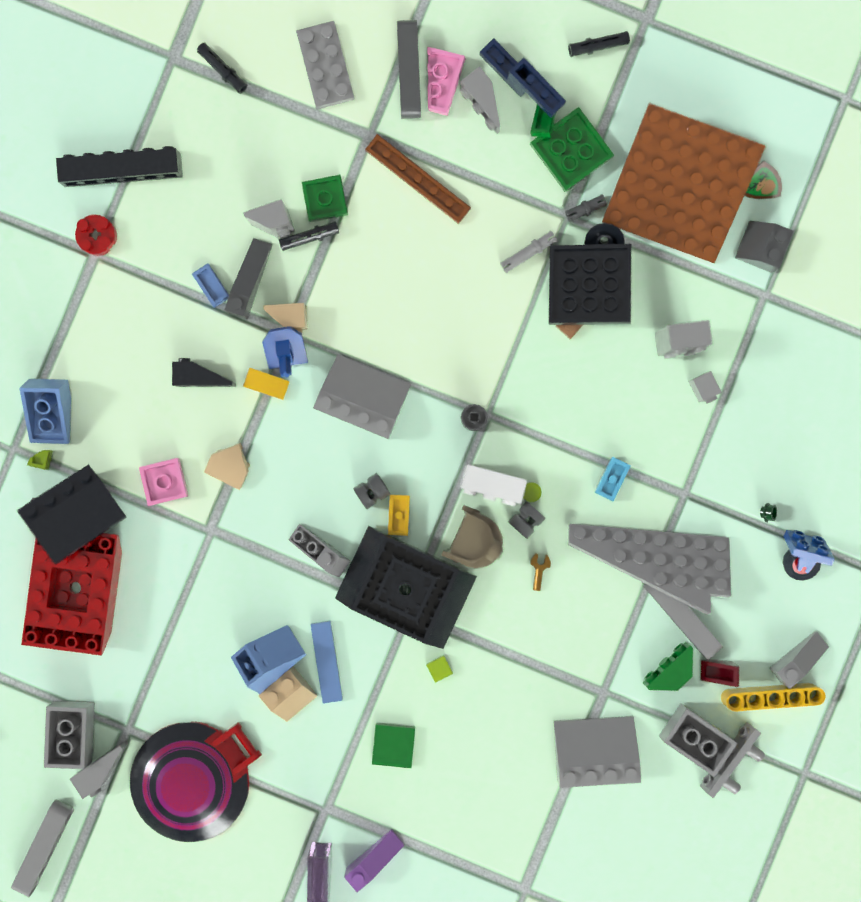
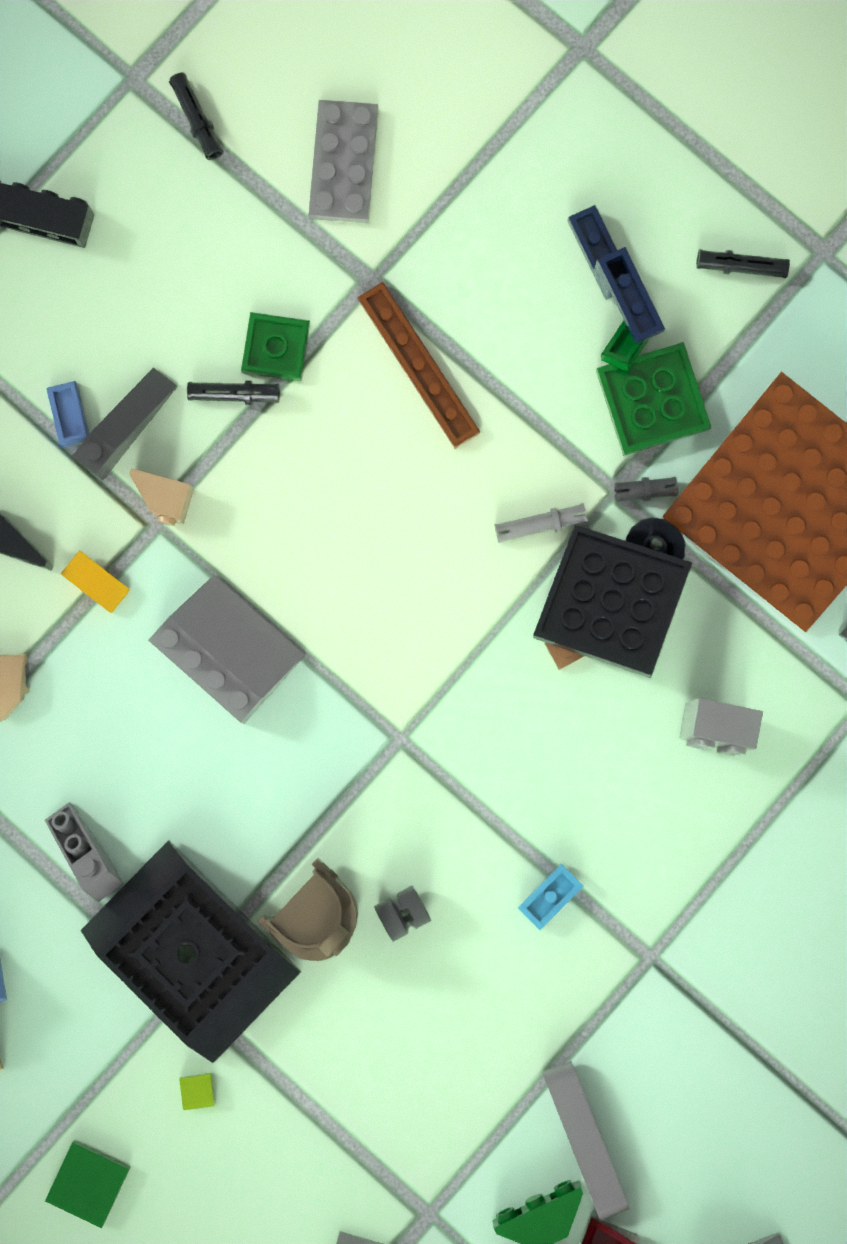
camera: 20 degrees right, 5 degrees down
(271, 218) = (188, 349): light grey slope -> none
(283, 349) = (138, 541): piece -> none
(326, 662) = (34, 1022): medium blue tile -> none
(378, 487) = (201, 787): dark grey wheel -> none
(398, 515) = (218, 840): yellow plate -> none
(409, 69) = (459, 207): dark grey beam -> none
(443, 77) = (505, 234): bright pink wing -> none
(474, 417) = (377, 735): dark grey wheel -> none
(480, 91) = (549, 271): light grey slope -> none
(493, 485) = (369, 843): white brick -> none
(532, 492) = (424, 874): lime tile -> none
(539, 568) = (396, 996): pearl gold bar -> none
(674, 563) = (596, 1054): light grey wing -> none
(705, 387) = (732, 809): light grey brick -> none
(768, 512) = (765, 1028): dark green plate -> none
(805, 555) = (798, 1111): plate -> none

